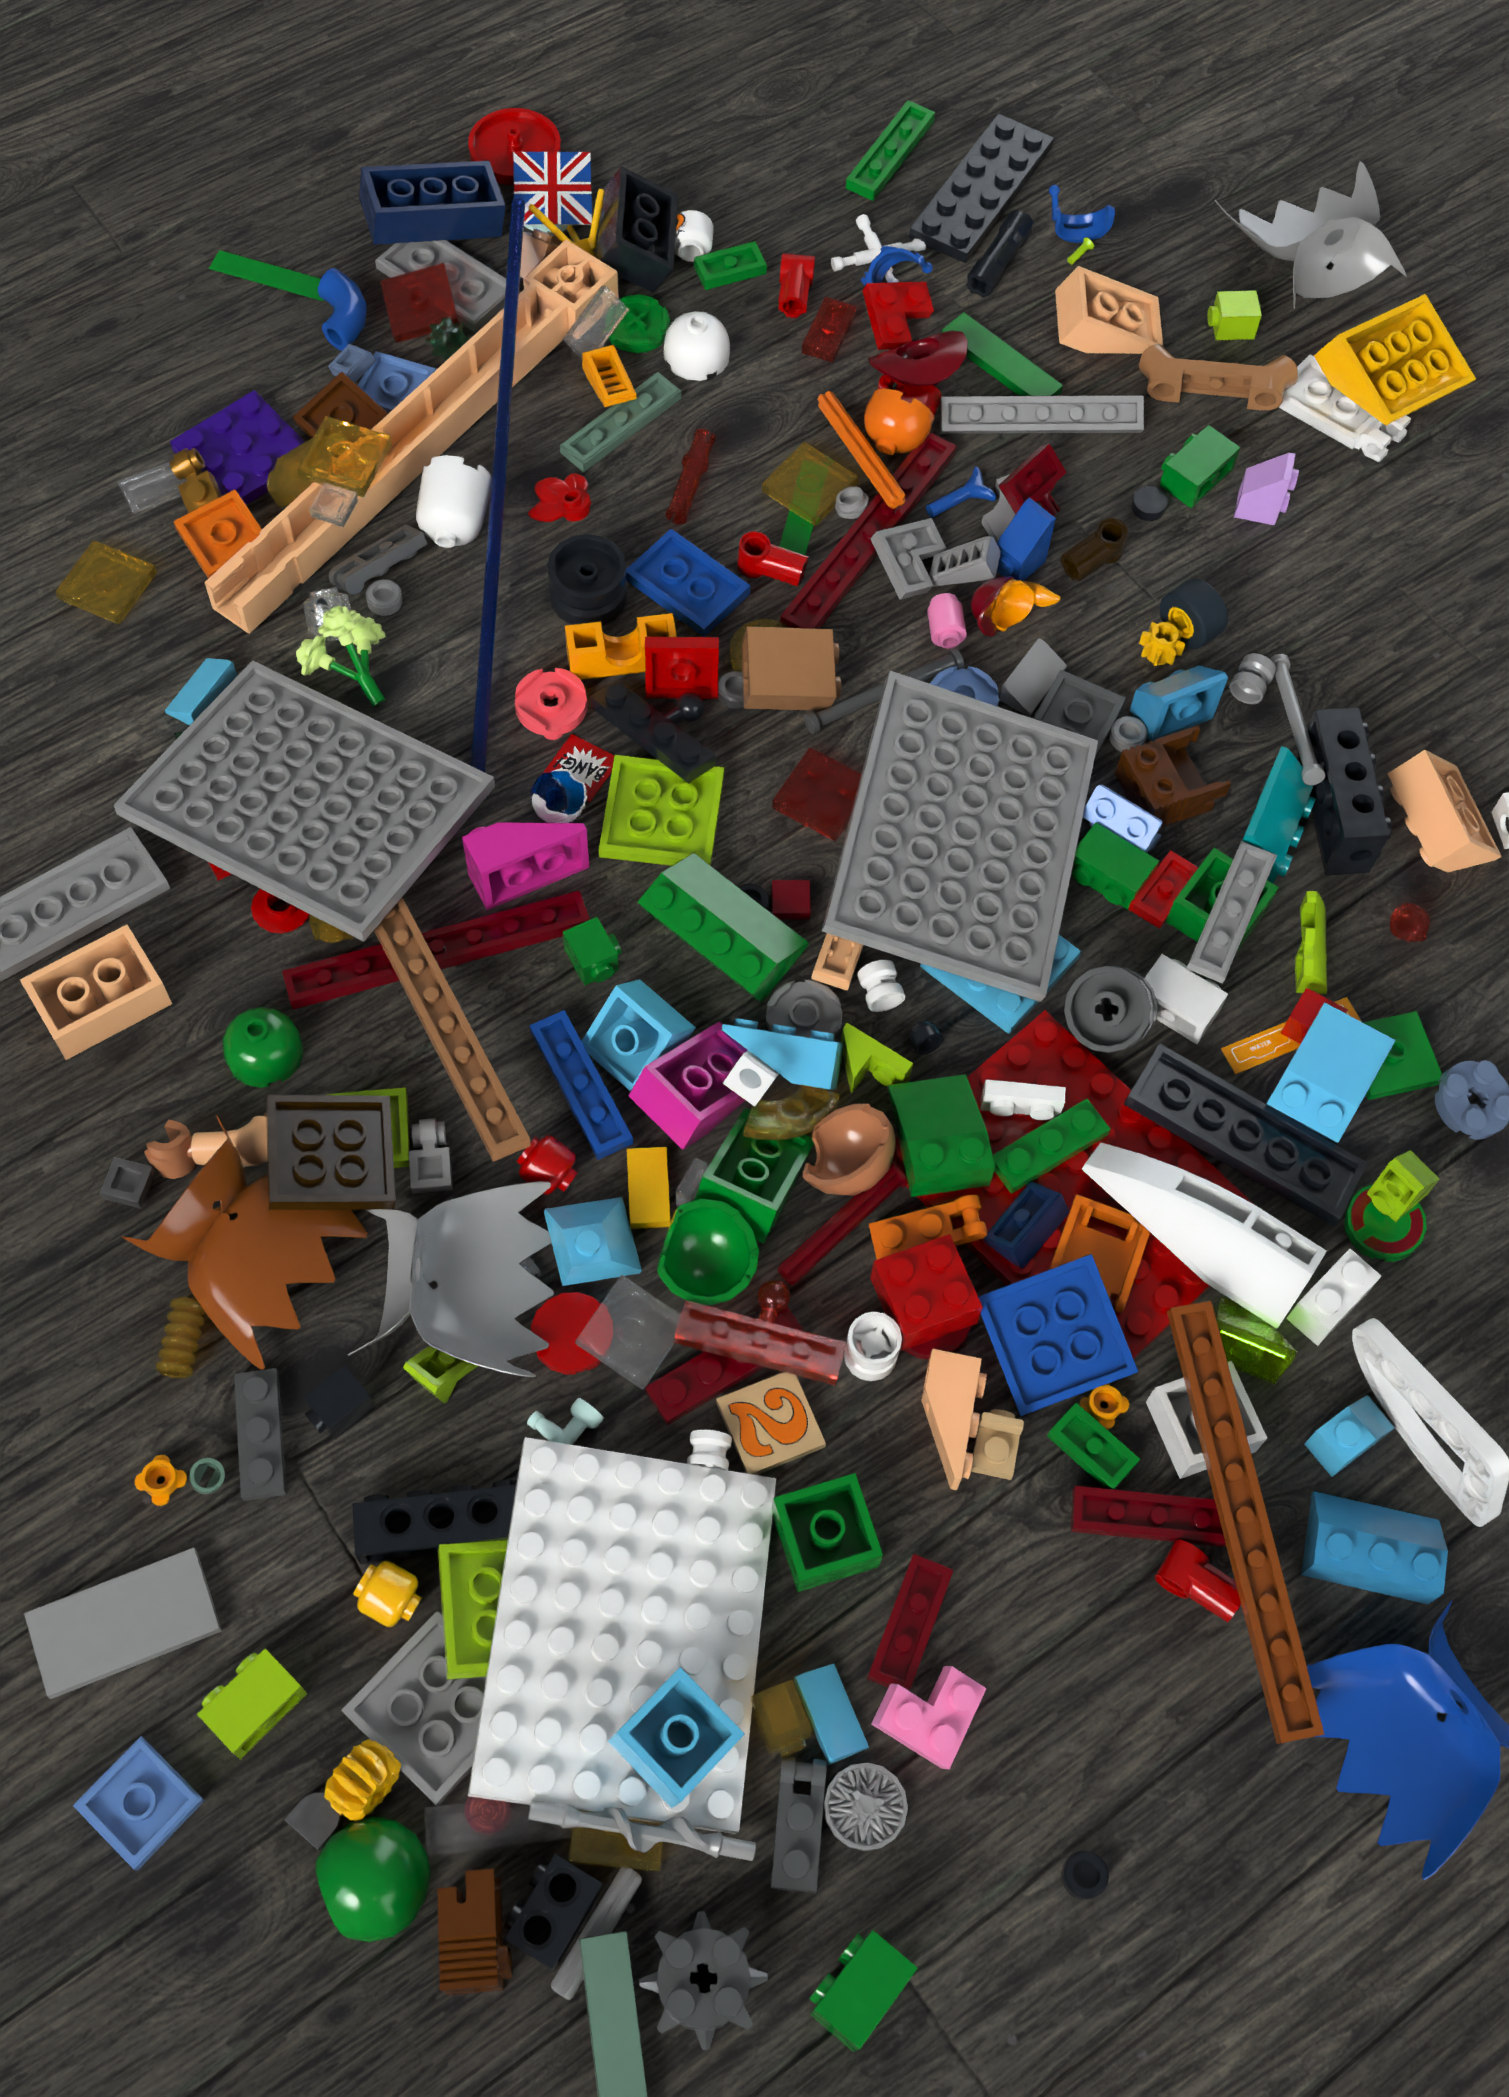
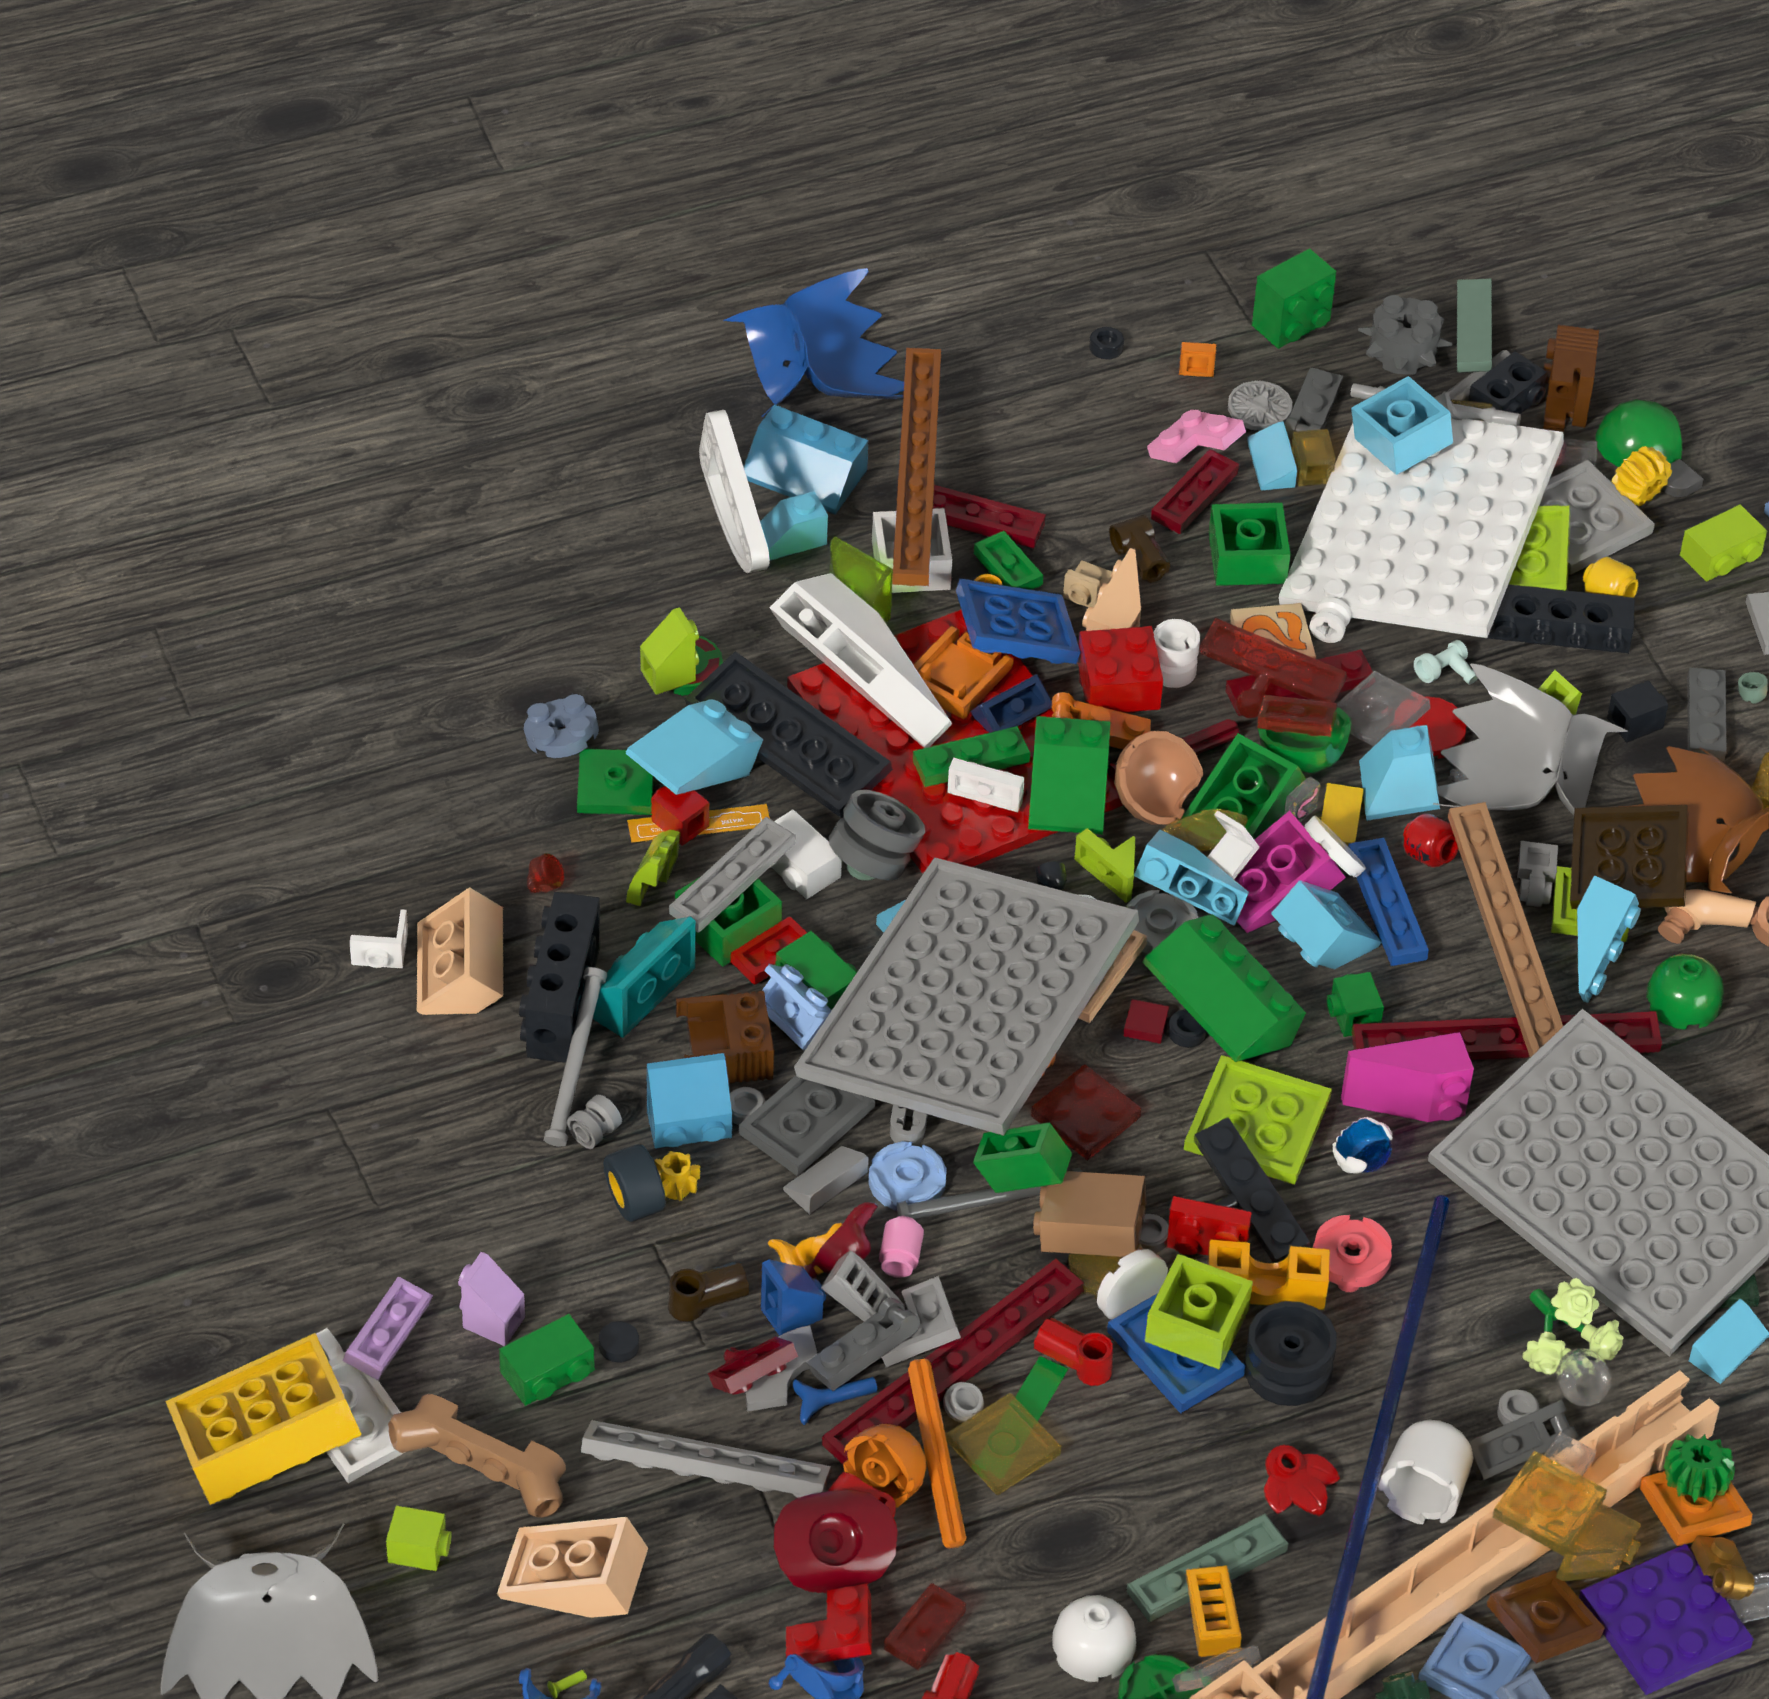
camera: 165 degrees left, 15 degrees down
(218, 536) = (1699, 1467): none -> green gear
(351, 1059) = (1601, 922): none -> medium azure slope
(585, 762) = (1330, 1192): sticker -> none
(643, 1094) = (1335, 847): none -> white tile
(672, 575) = (1198, 1311): none -> lime brick
(694, 465) = (1134, 1484): clear red pin -> none
(716, 1241) = (1297, 715): none -> clear red plate
(736, 605) = (1132, 1283): none -> white tile
(857, 674) = (1023, 1158): none -> green brick
(949, 521) = (864, 1344): none -> dark grey plate
(959, 1521) = (1139, 535): none -> dark brown piece
(962, 1858) = (1197, 359): none -> orange tile
(1003, 361) = (724, 1550): green tile -> none
(1190, 1575) = (959, 472): red piece -> none
(1333, 1297) = (748, 613): white brick -> none
(1336, 464) = (387, 1328): none -> lavender tile

